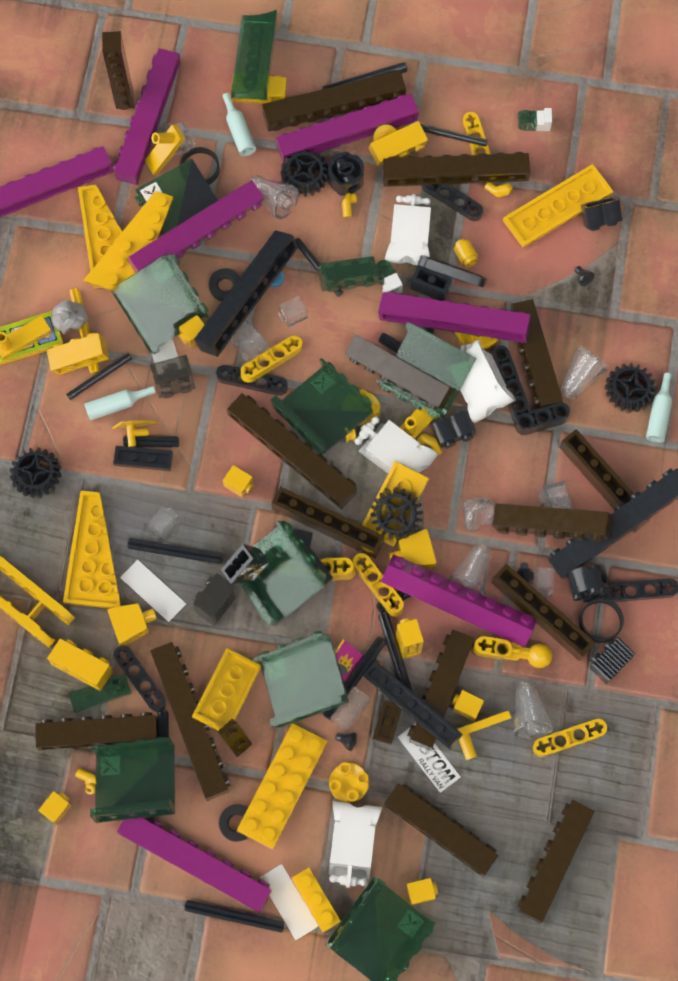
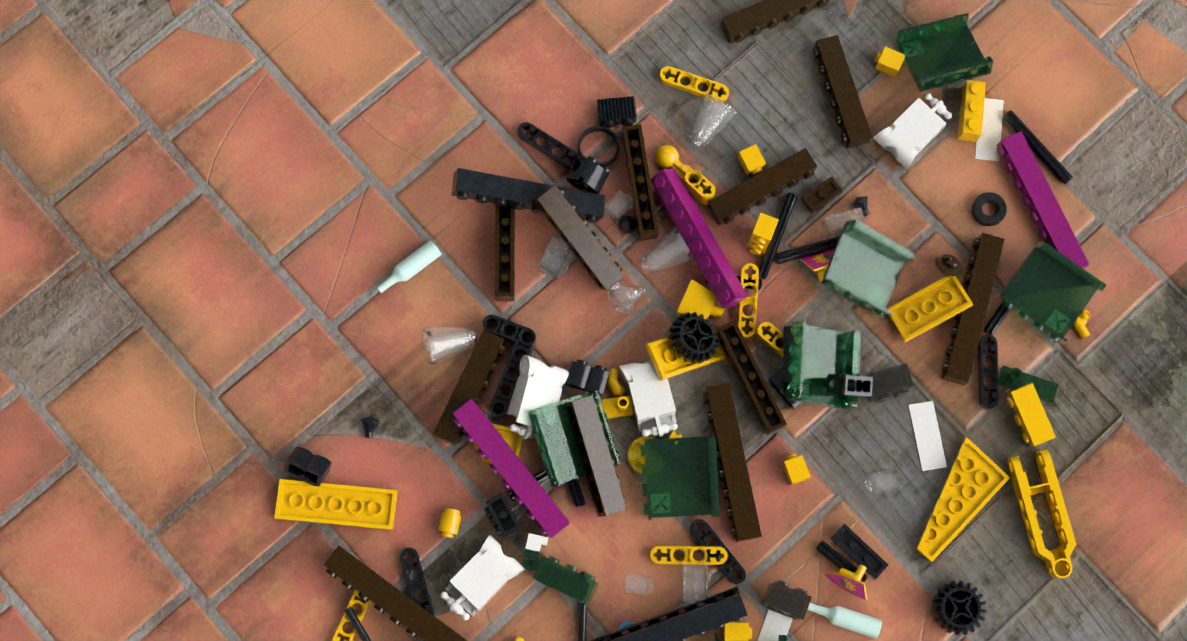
camera: 145 degrees left, 5 degrees up
(55, 807) = (1122, 321): yellow brick -> none
(93, 732) = (1052, 354): dark brown brick -> none
(130, 622) = (966, 420): yellow torso -> none
(175, 551) = (888, 453): black axle -> none
(282, 786) = (937, 207): yellow plate -> none
(348, 782) = (883, 174): yellow dish -> none
(412, 705) = (796, 188): black tile -> none
(432, 763) = (809, 137): white sticker -> none
(452, 271) = (477, 512): beam -> none
(465, 740) = (765, 144): yellow piece -> none
(499, 191) = (372, 558): yellow arm -> none
(535, 120) = (284, 600): leg -> none
(614, 382) = (424, 298): black gear -> none

